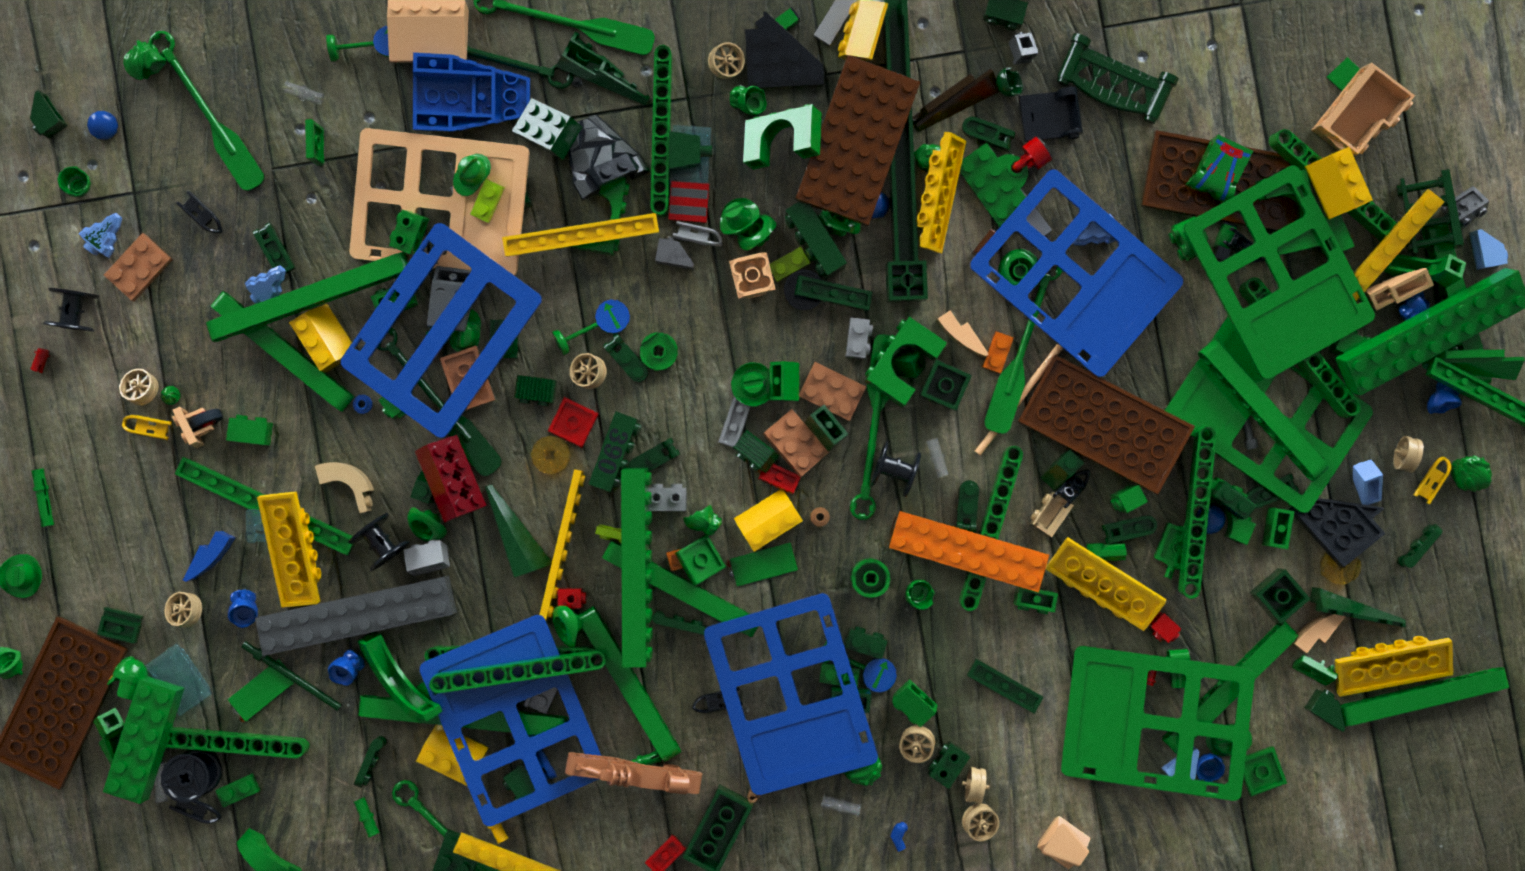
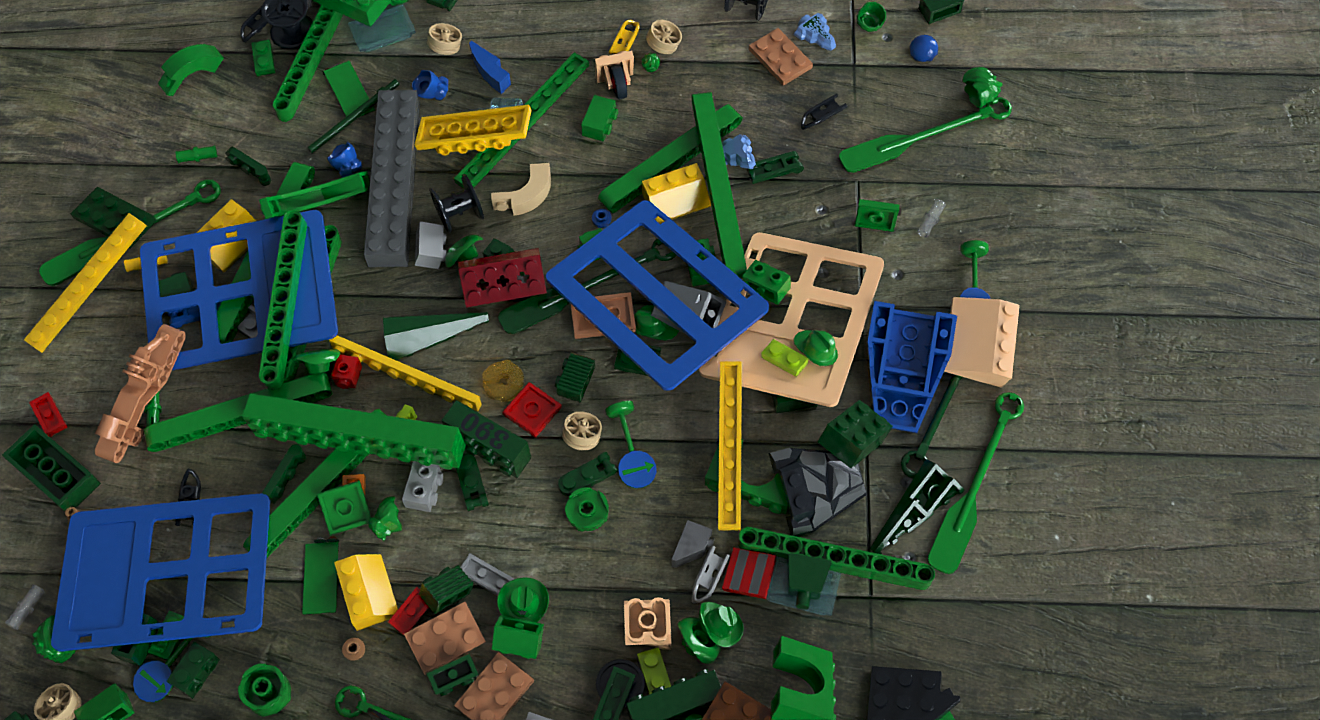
camera: 95 degrees right, 25 degrees down
(726, 60) = (907, 645): tan wheel -> none
(749, 99) = (856, 664): green hair -> none

